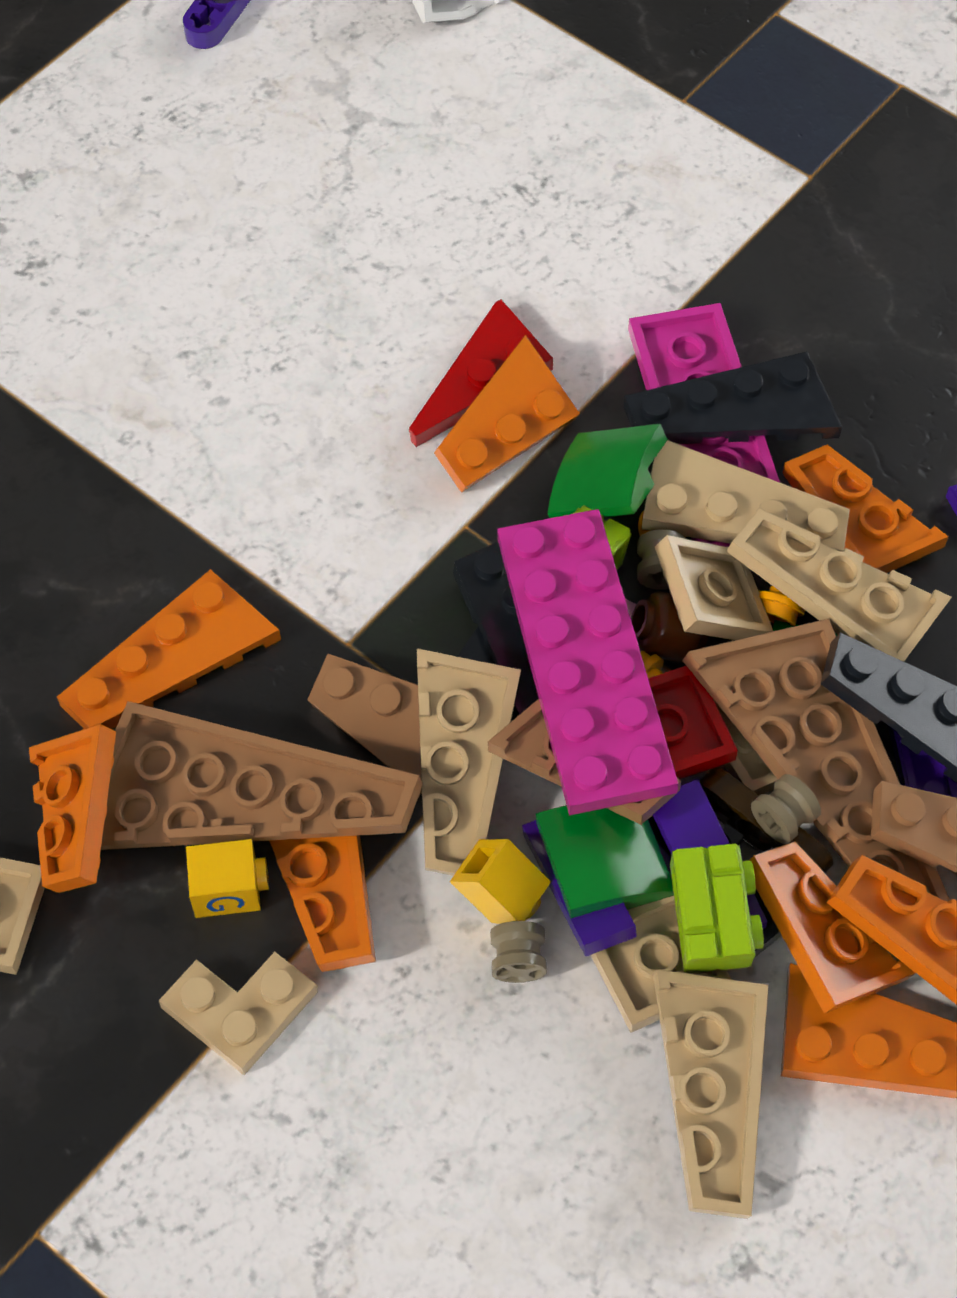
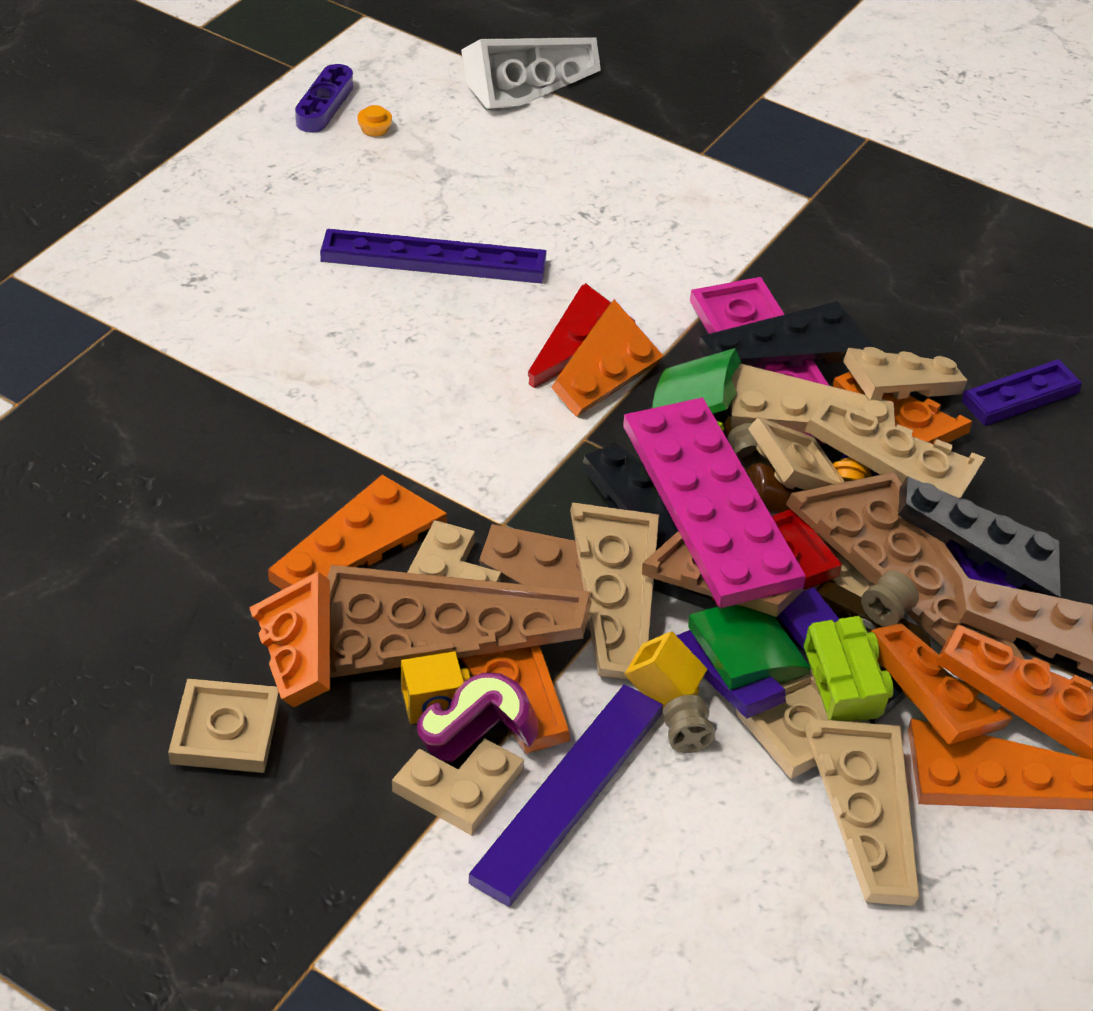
camera: 10 degrees left, 15 degrees down
(260, 923) = (473, 712): none -> magenta animal
(263, 699) = (446, 552): none -> tan plate
(280, 36) = (374, 120): none -> light orange plate
(323, 246) = (433, 255): none -> dark purple tile
(360, 1032) = (565, 796): none -> dark purple tile
(870, 463) = (903, 373): none -> tan wing

